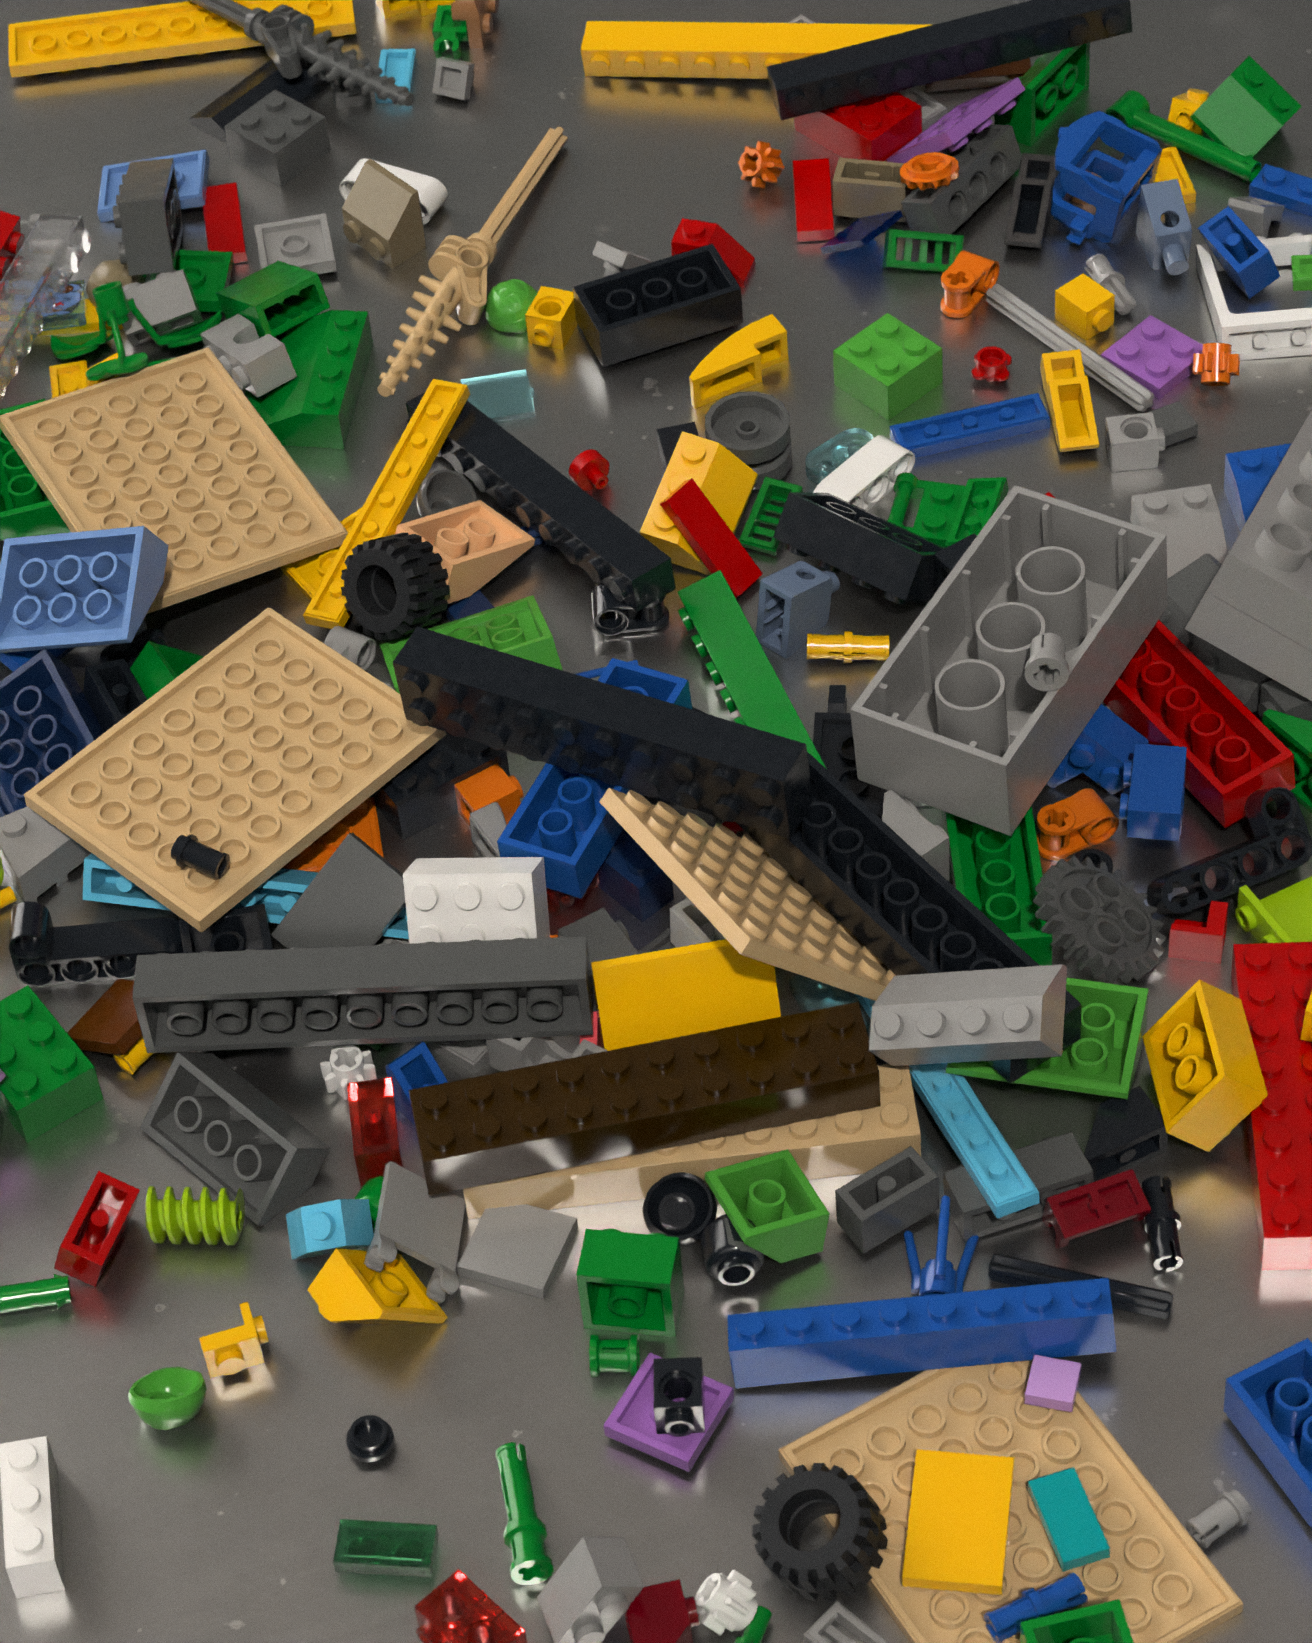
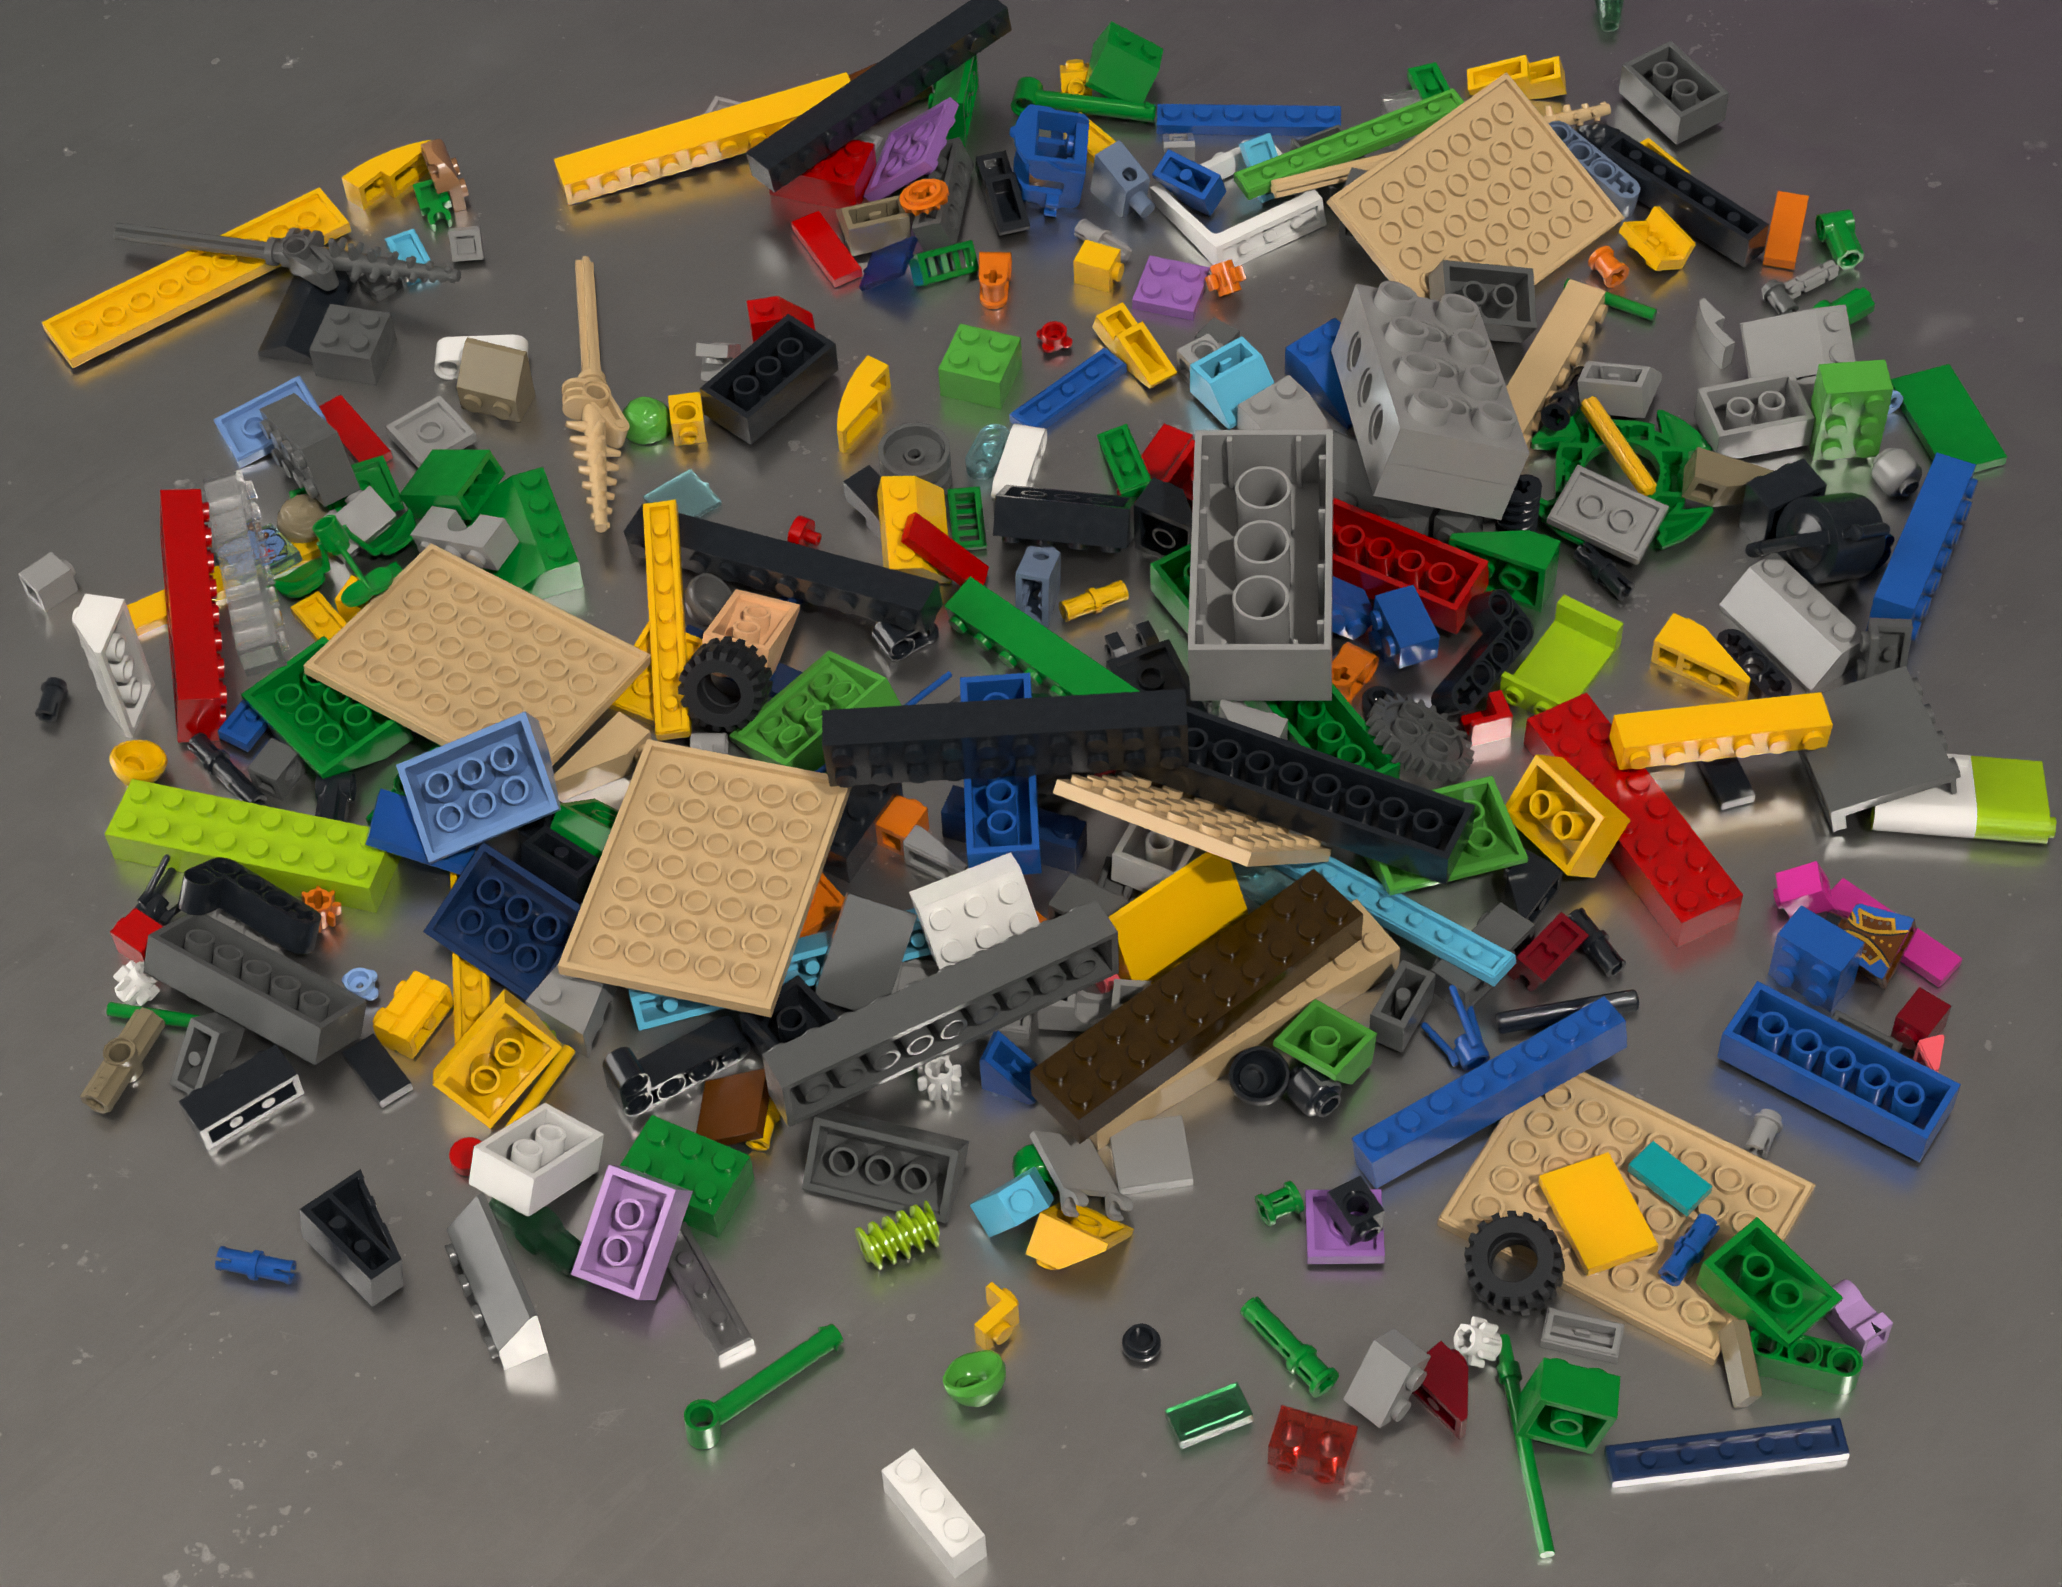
camera: 30 degrees left, 5 degrees up
(96, 1229) = (834, 1278): red brick -> none
(191, 853) = (740, 958): black pin -> none
(218, 619) = (604, 758): none -> tan slope
(374, 1127) = (996, 1113): clear red brick -> none
(630, 1282) = (1264, 1144): green brick -> none
(761, 164) = (763, 236): orange gear -> none
(936, 509) = (1086, 464): green plate -> none
(970, 1016) = (1409, 844): light grey slope -> none
(1047, 664) = (1318, 561): light grey bush -> none
(1053, 1383) = (1598, 1088): lavender tile -> none
(1060, 340) = (1101, 301): light grey axle -> none
(1145, 464) = (1228, 379): none -> medium azure slope

